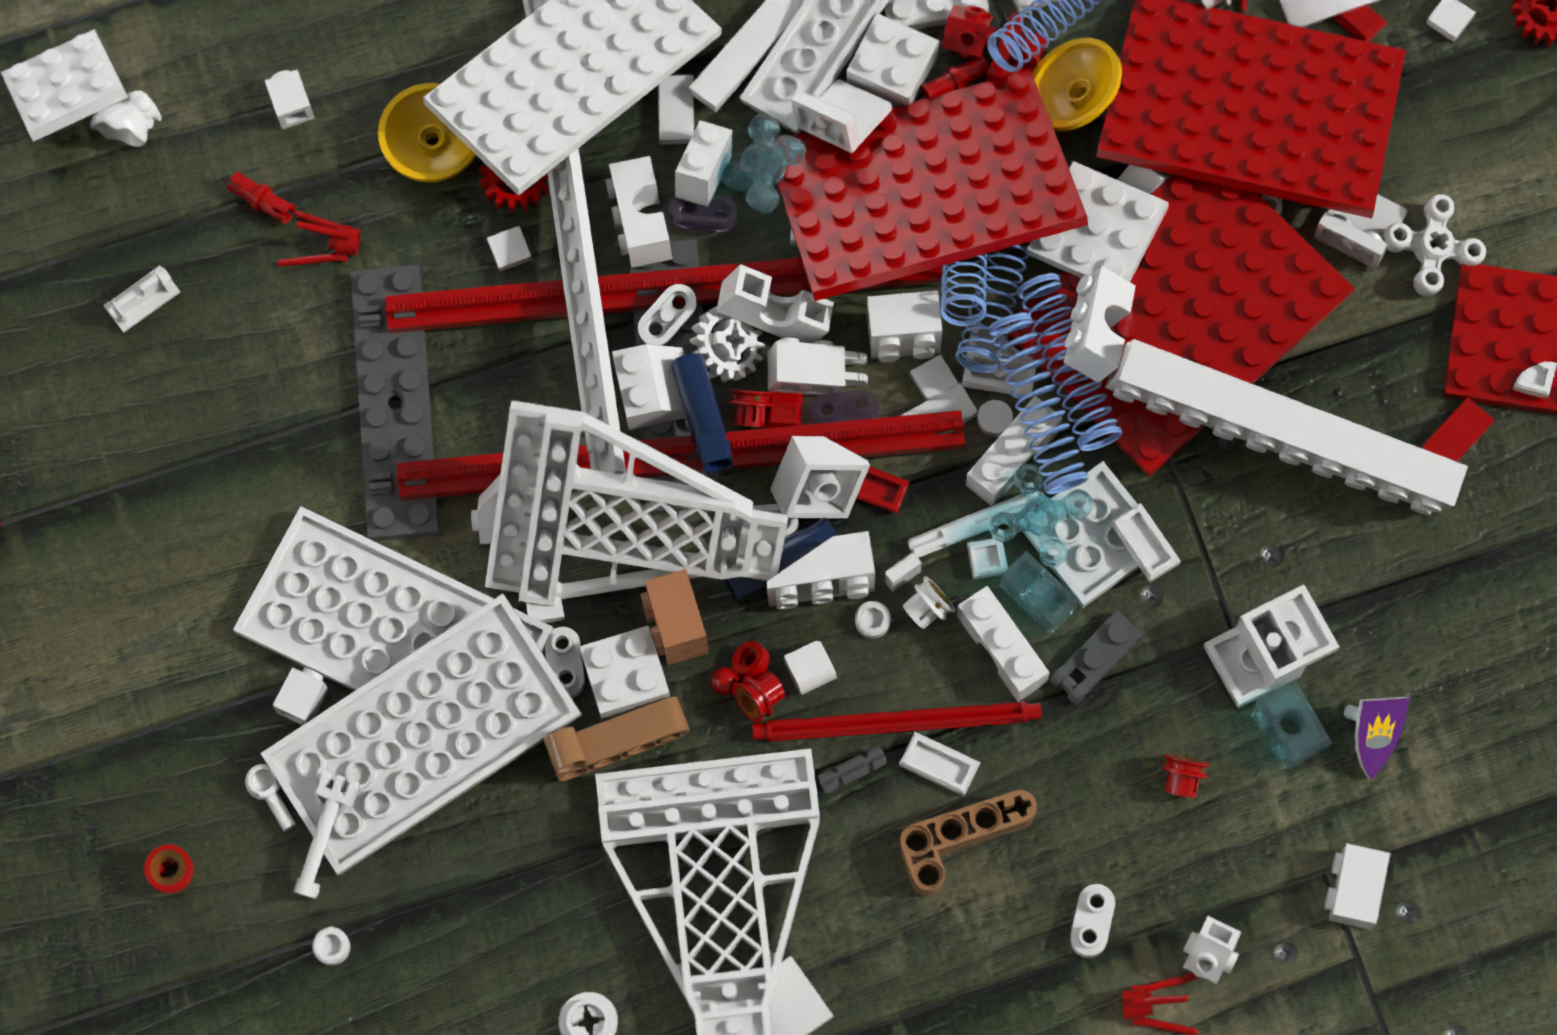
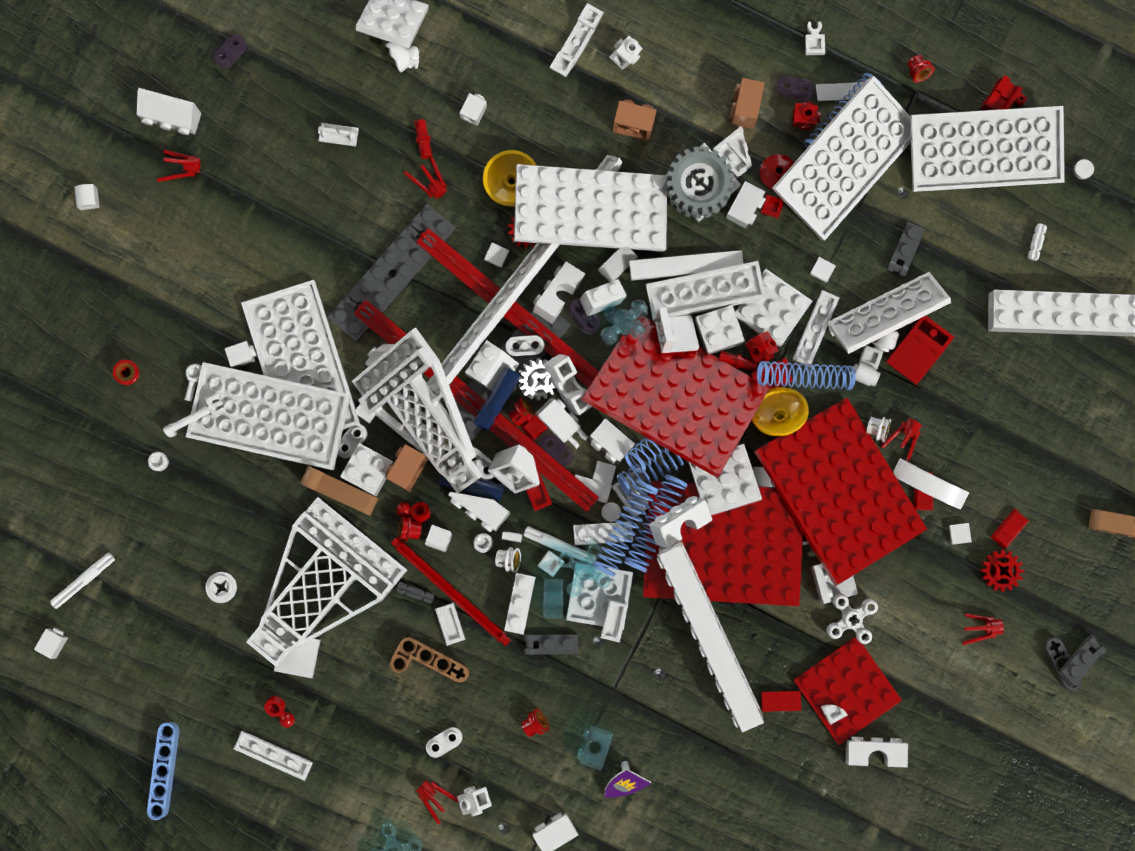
camera: 40 degrees right, 10 degrees up
(1271, 646) = (618, 710): white bracket -> none

